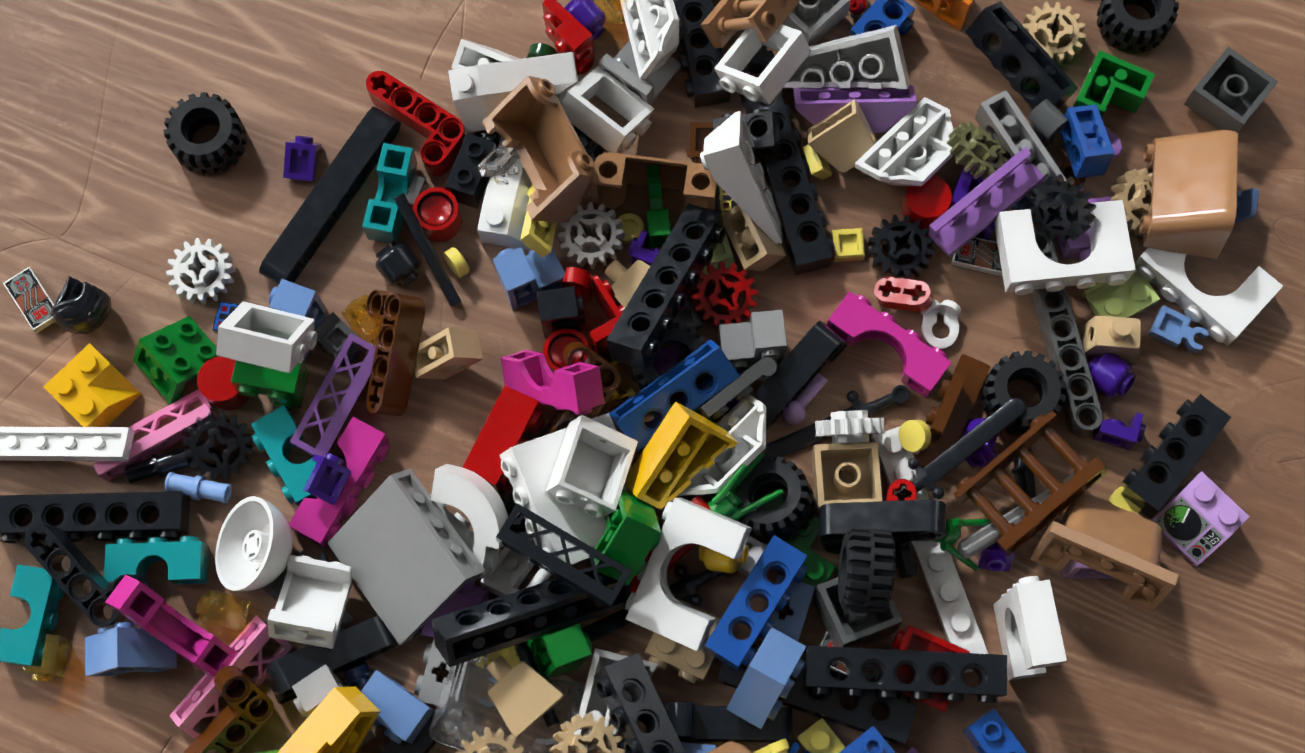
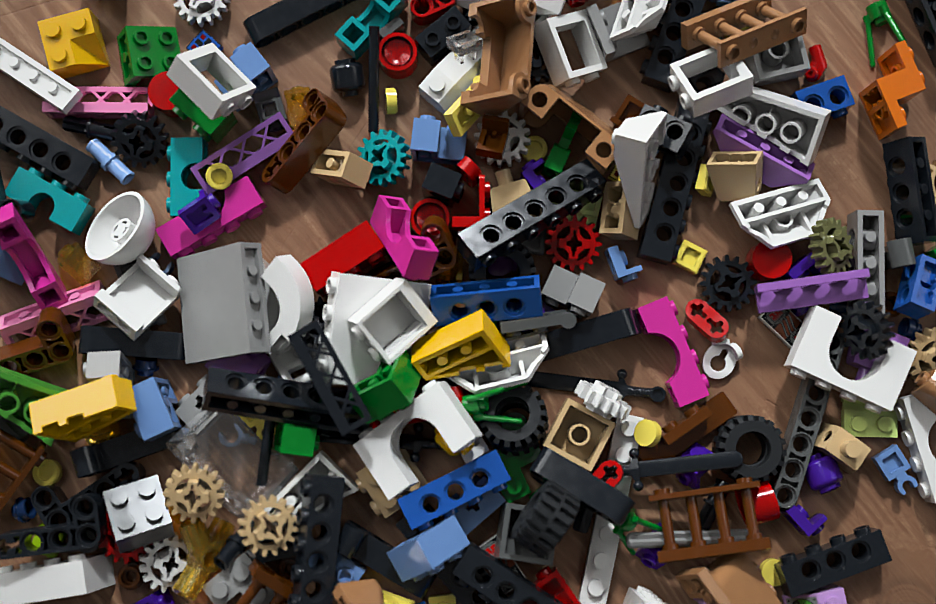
camera: 25 degrees right, 10 degrees up
(325, 432) = (219, 176): none -> light yellow tile
(494, 312) = (385, 157): none -> teal gear
(521, 694) = (248, 453): tan torso -> none
(582, 234) = (493, 137): none -> reddish brown bracket
(780, 290) = (617, 261): none -> medium blue bracket
(796, 410) = (573, 360): lavender bar -> none
(1074, 434) = (764, 501): none -> red piece
(1102, 187) = (908, 328): none -> dark blue plate

